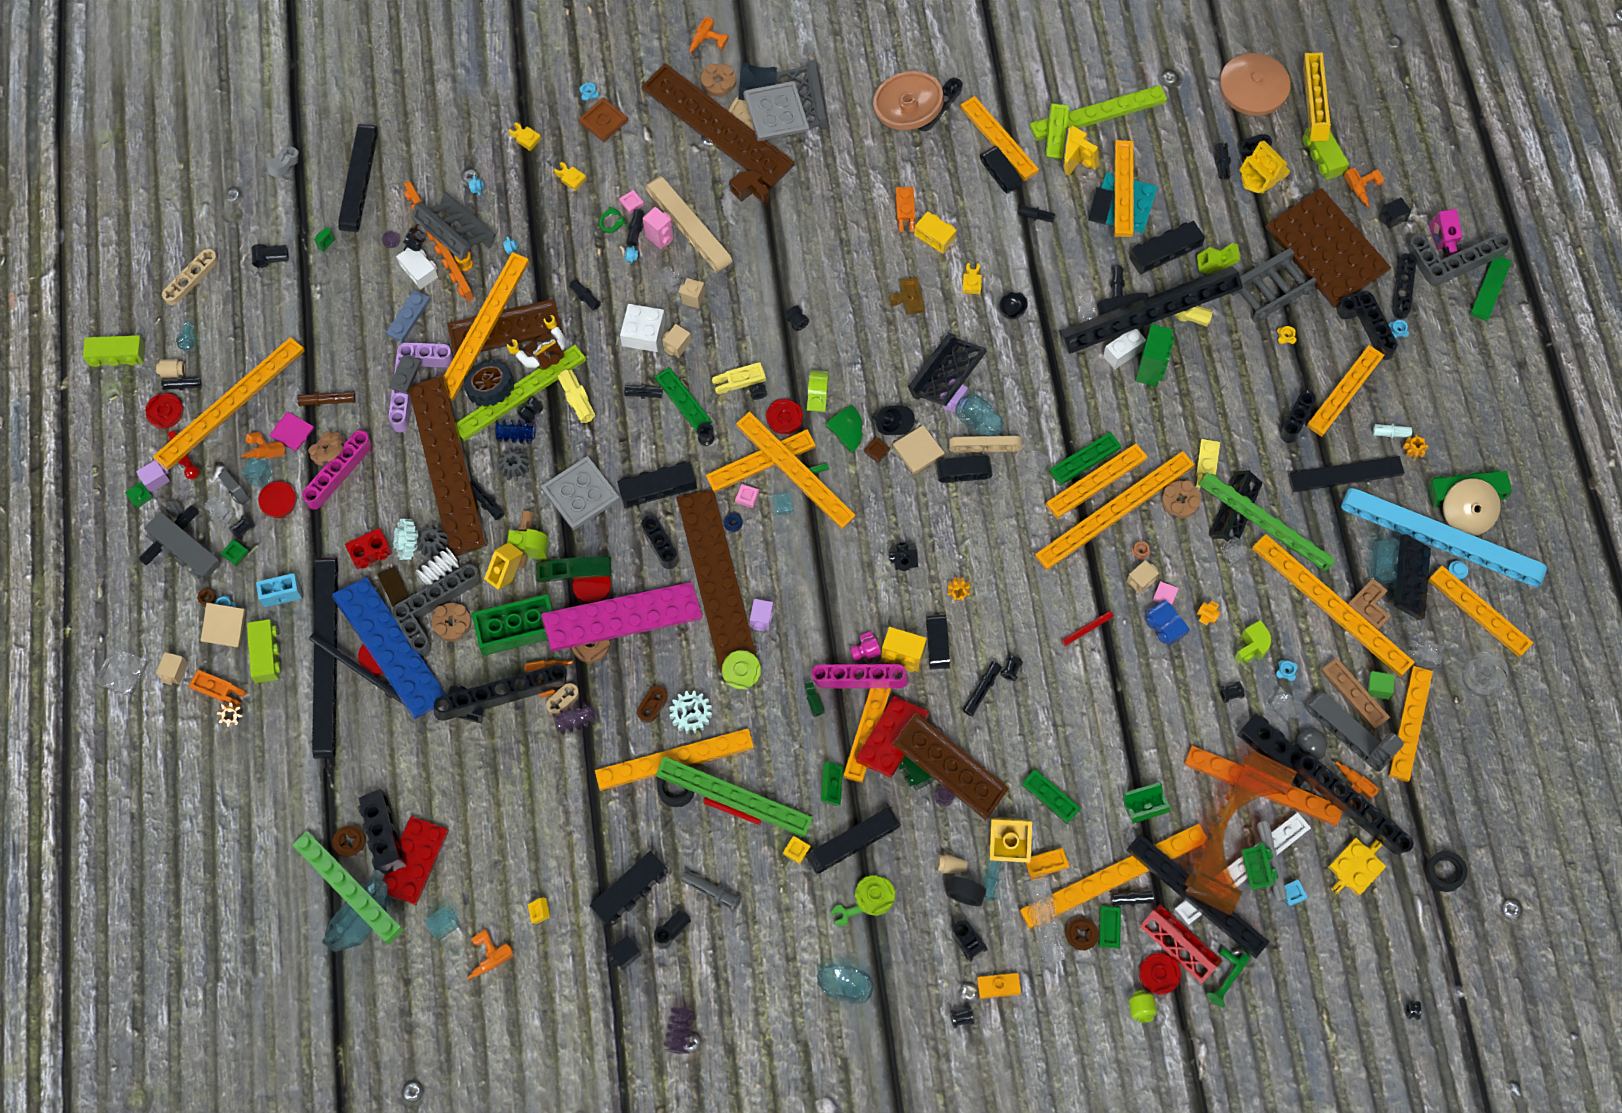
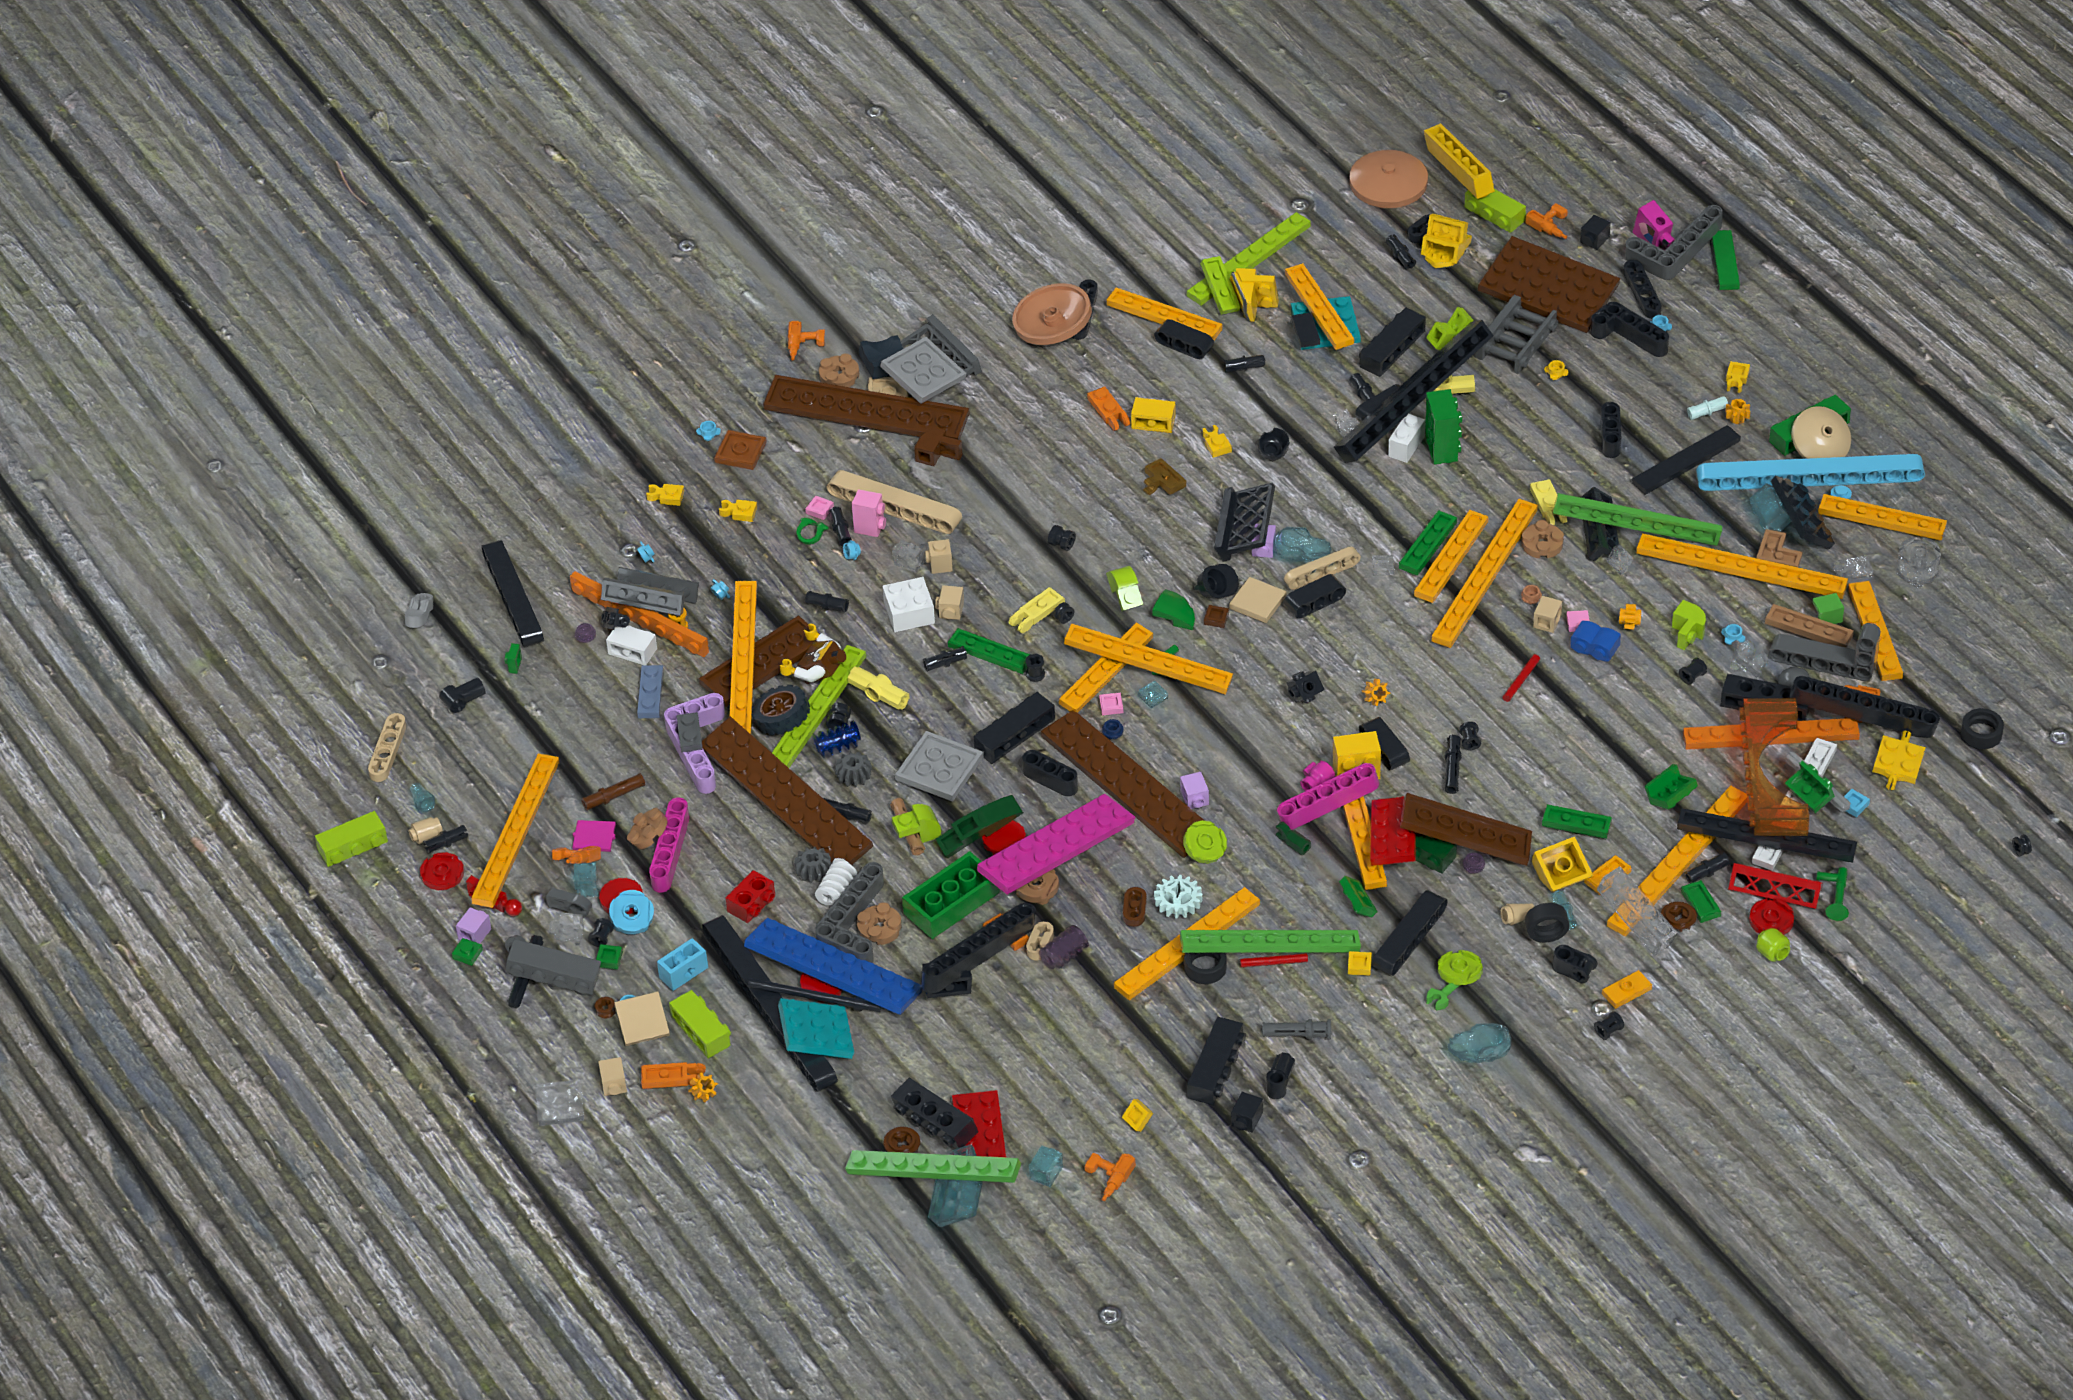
camera: 25 degrees left, 20 degrees down
(268, 510) = (622, 921): none -> medium azure plate
(340, 703) = (816, 1028): none -> teal plate
(393, 585) = (797, 918): dark brown tile -> none
(405, 539) = (787, 868): light aqua gear -> none
(503, 565) = (906, 848): yellow brick -> none
(678, 1029) = (1344, 1147): clear purple piece -> none
(784, 416) = (1105, 621): red tile -> none
(1345, 391) = (1642, 393): light orange plate -> none
(1435, 409) = (1737, 375): none -> yellow plate

